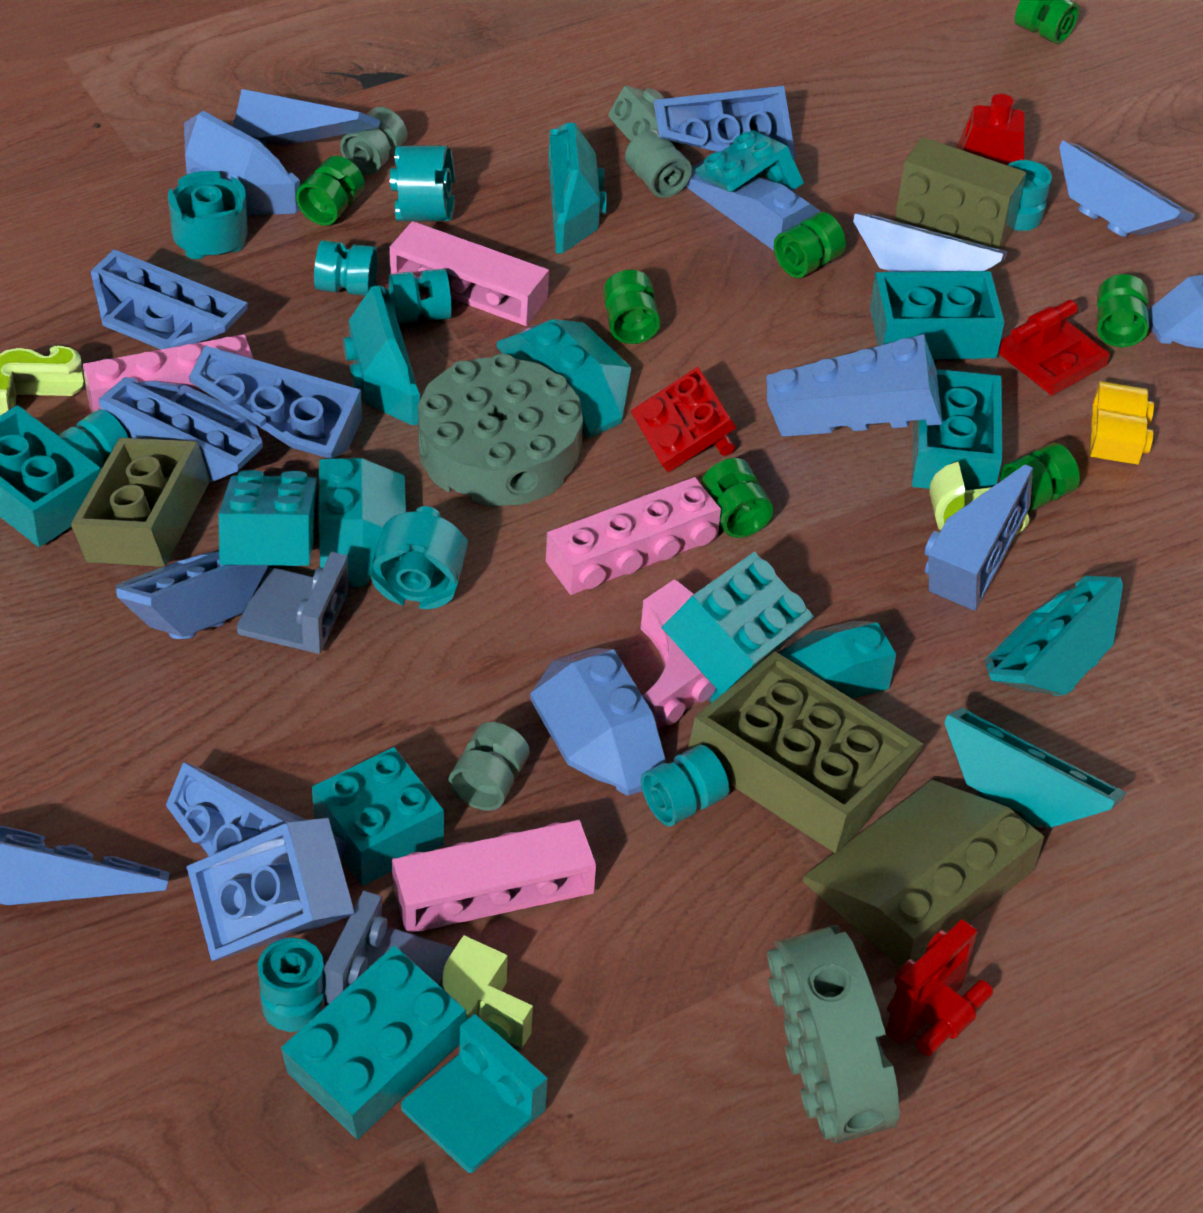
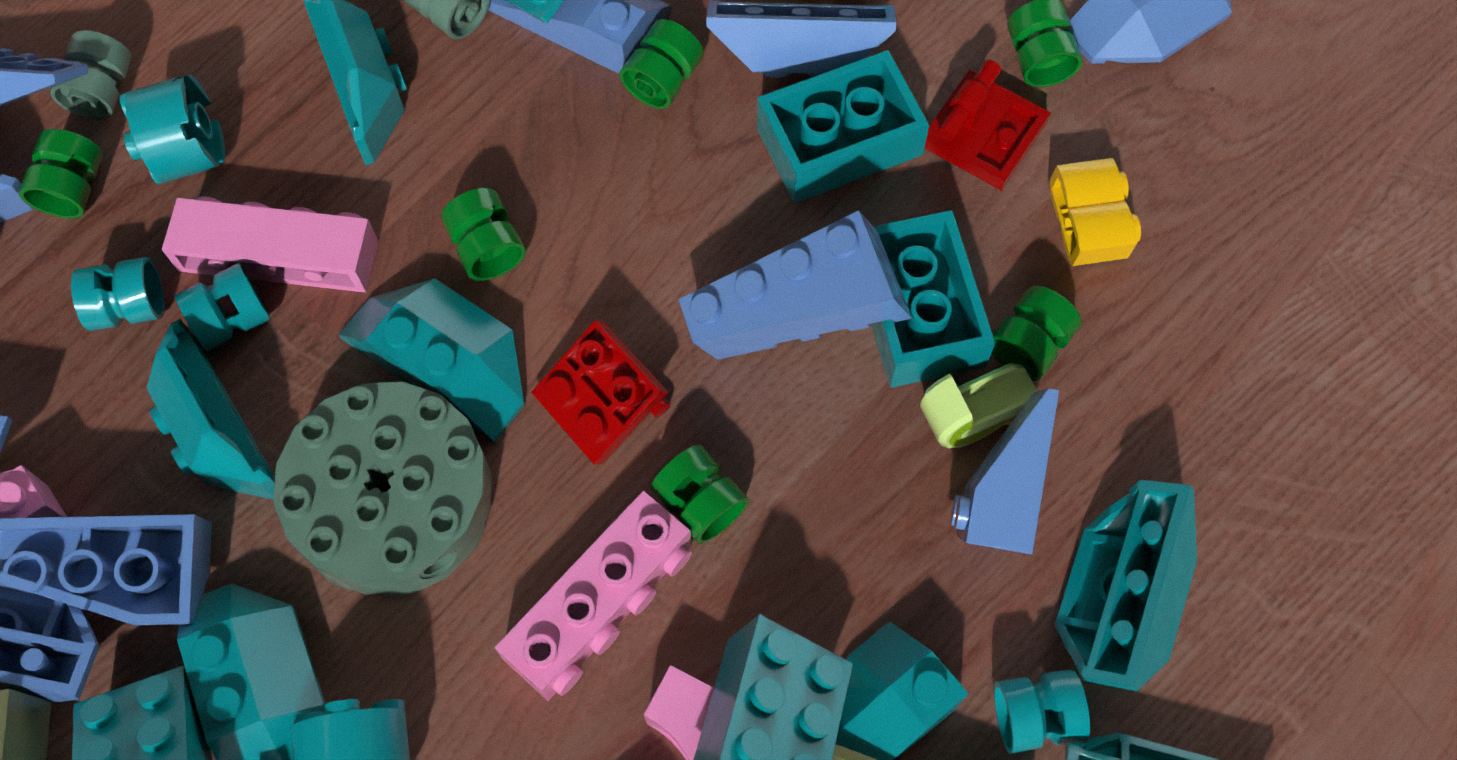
camera: 15 degrees left, 20 degrees up
(935, 686) = (1041, 710): none -> teal wheel

